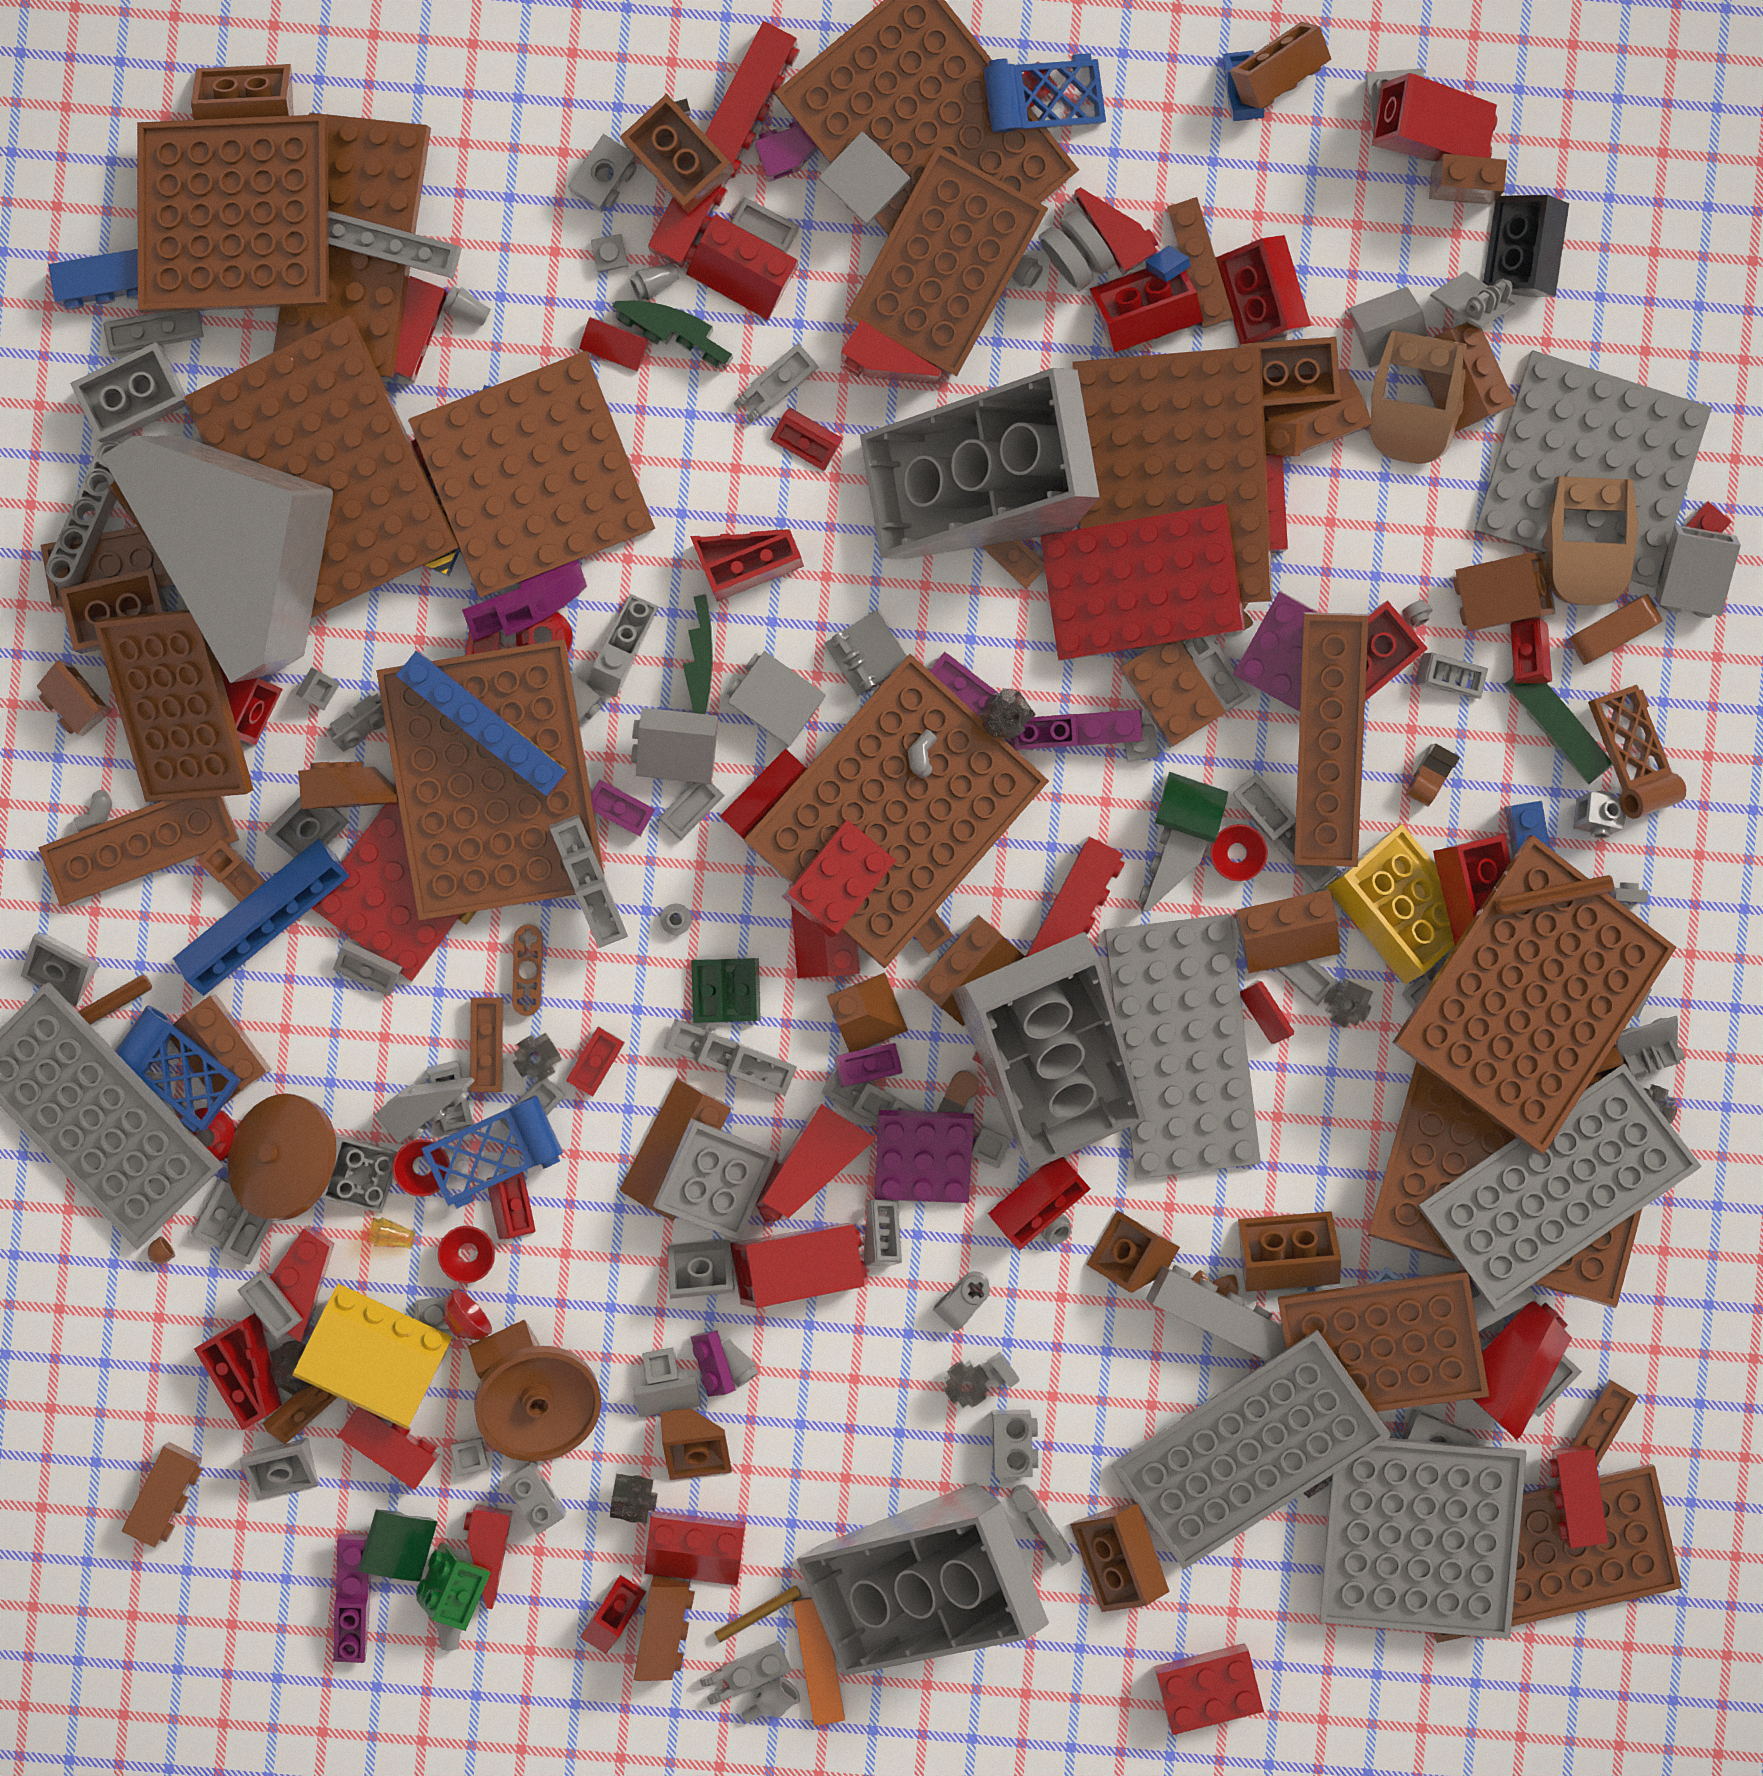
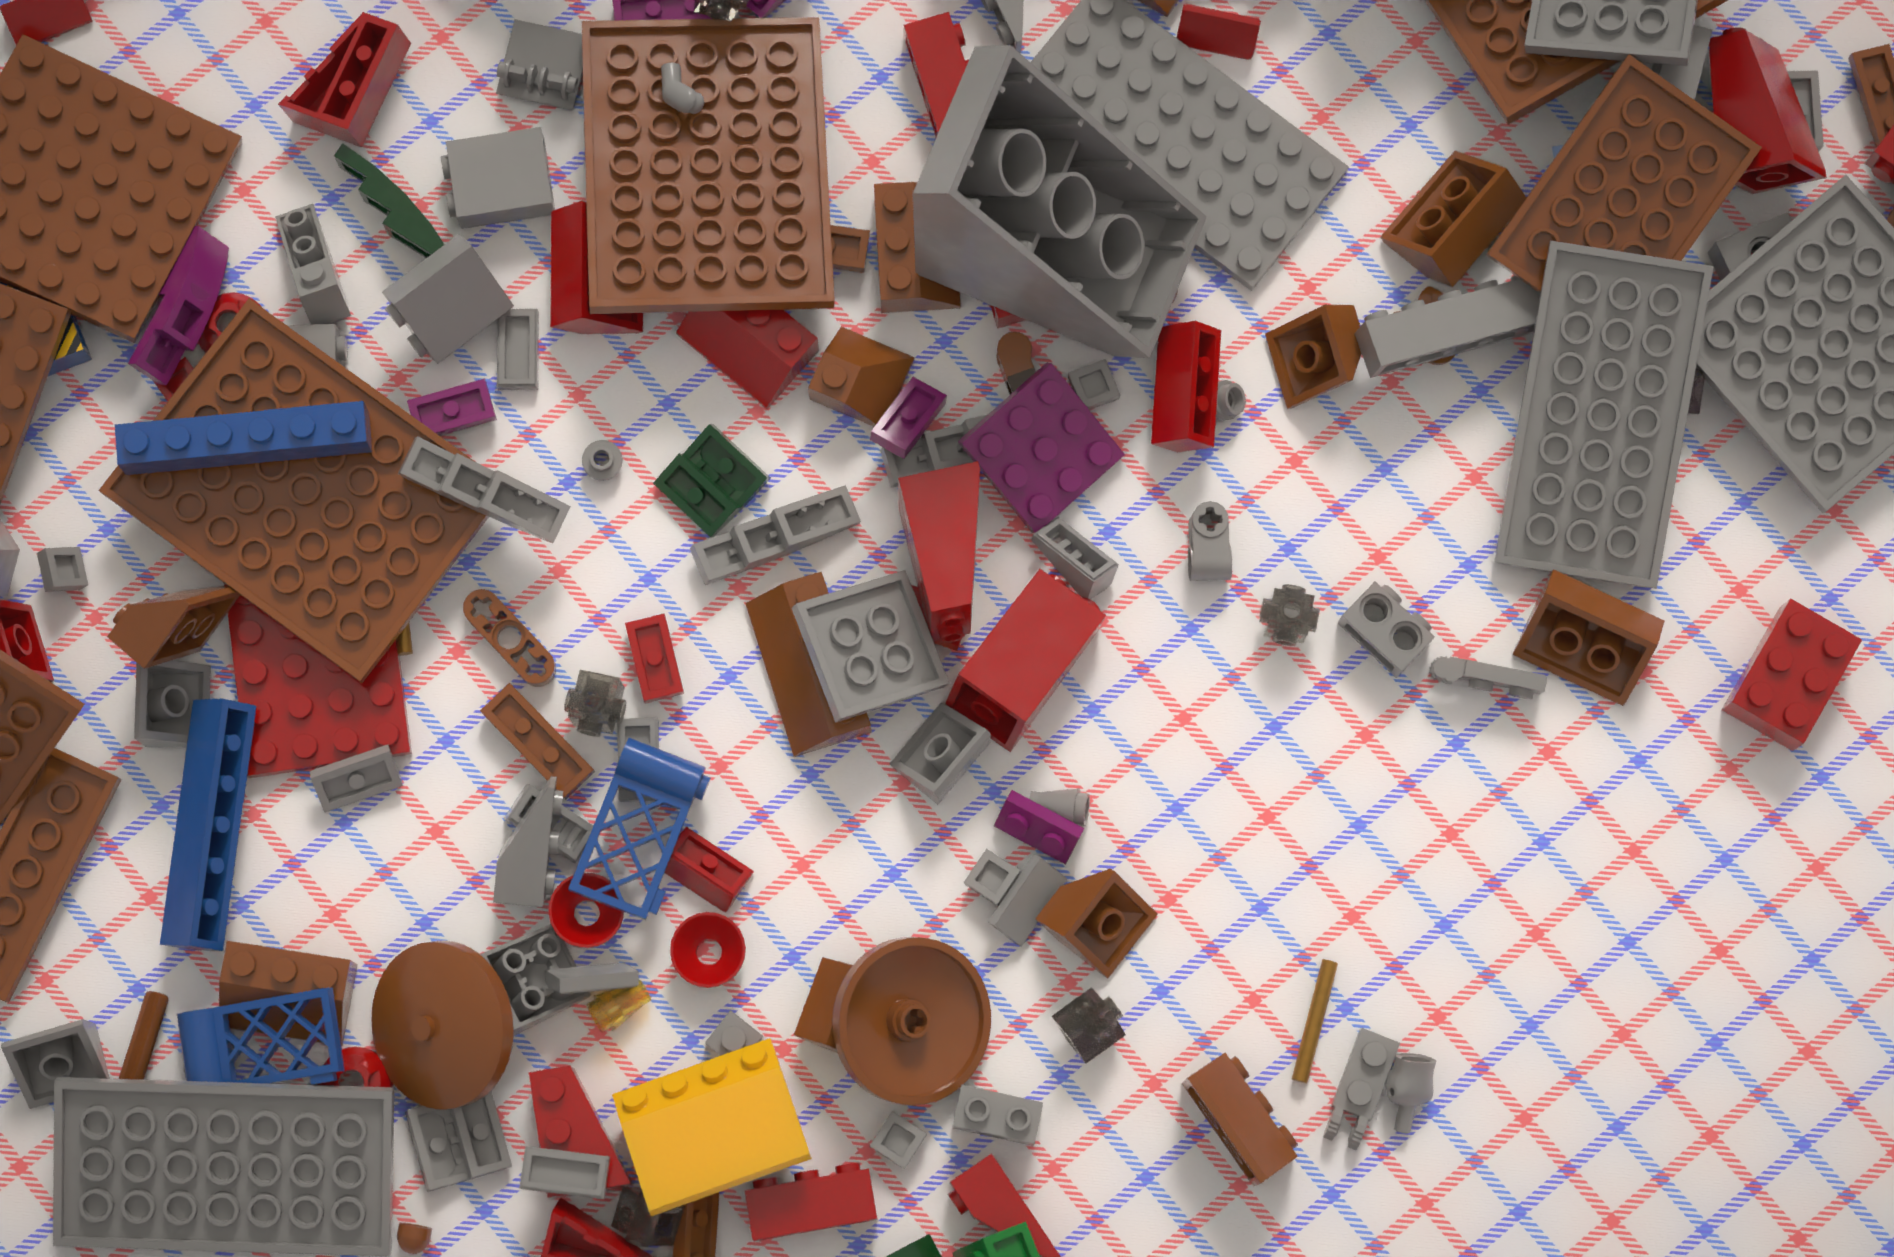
camera: 45 degrees left, 10 degrees down
(231, 869) = (137, 811): dark orange slope -> none
(349, 732) = (138, 548): light grey hinge -> none
(388, 1208) = (592, 978): none -> light grey tile
(465, 1317) = (764, 1010): red piece -> none
(613, 1614) = (1181, 1155): red slope -> none
(694, 1548) = (1195, 1017): red slope -> none
(818, 1664) = (1414, 1008): orange tile -> none
(839, 878) = (711, 256): red brick -> none
(924, 1584) = (1440, 815): light grey slope -> none
(1003, 1371) = (1310, 571): light grey plate -> none

